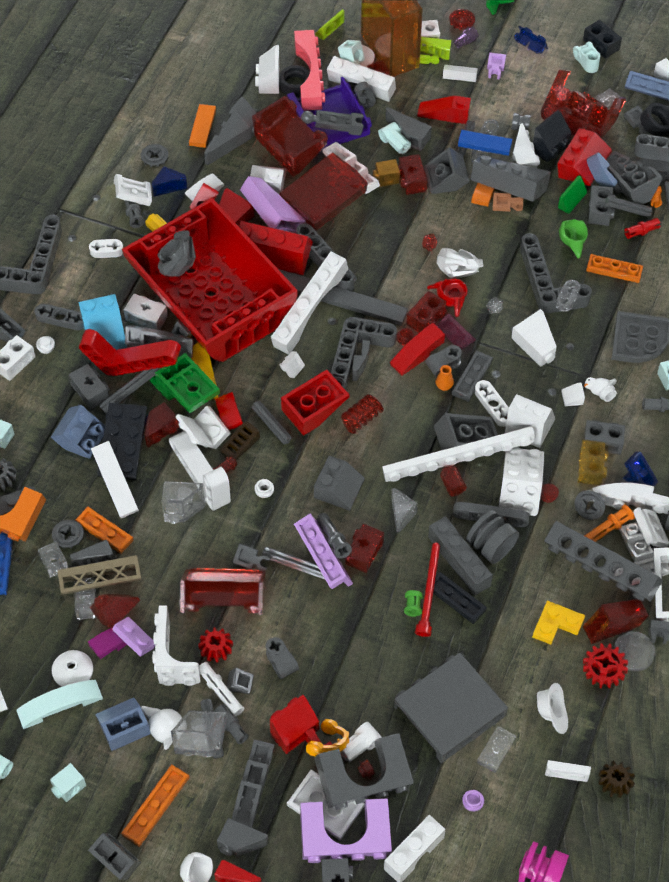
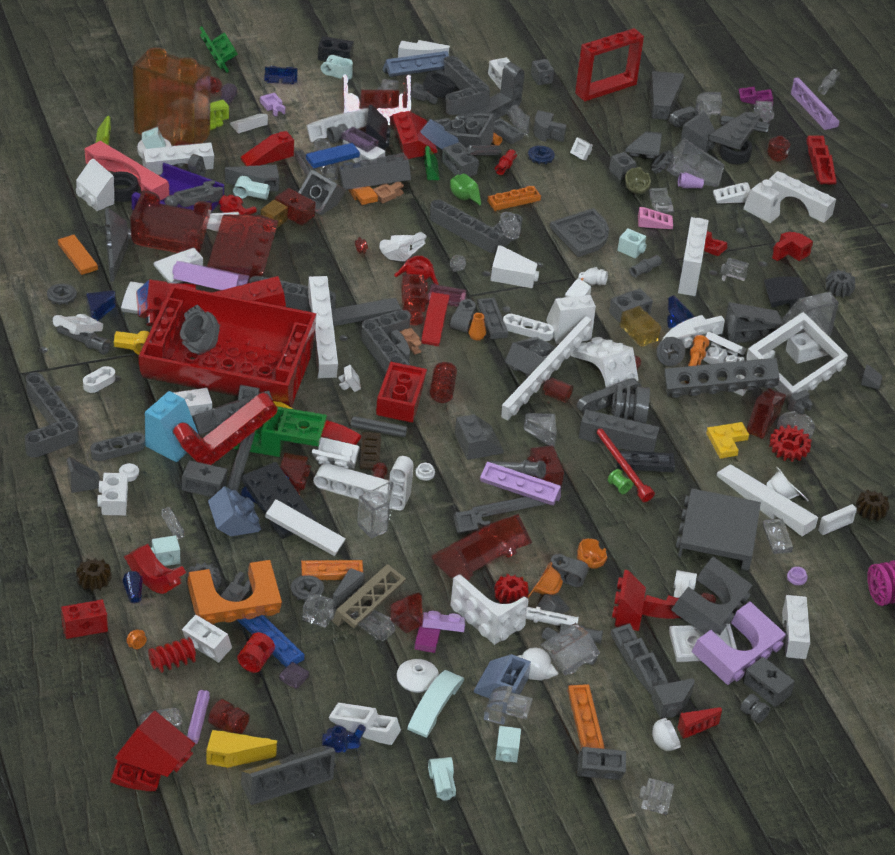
camera: 45 degrees left, 15 degrees down
(31, 410) = (172, 522): none -> clear axle
(99, 749) = (504, 703): none -> clear brick
(248, 660) = (549, 582): none -> orange piece
(314, 656) = (591, 553): none -> orange hair
(329, 727) = (665, 603): light orange piece -> none
(361, 147) = (234, 204): none -> red piece
(379, 354) = (412, 339): none -> nougat plate
(505, 109) = (354, 118): none -> white slope
(525, 139) = (360, 139): none -> clear purple tile
(525, 708) = (772, 503): none -> white slope

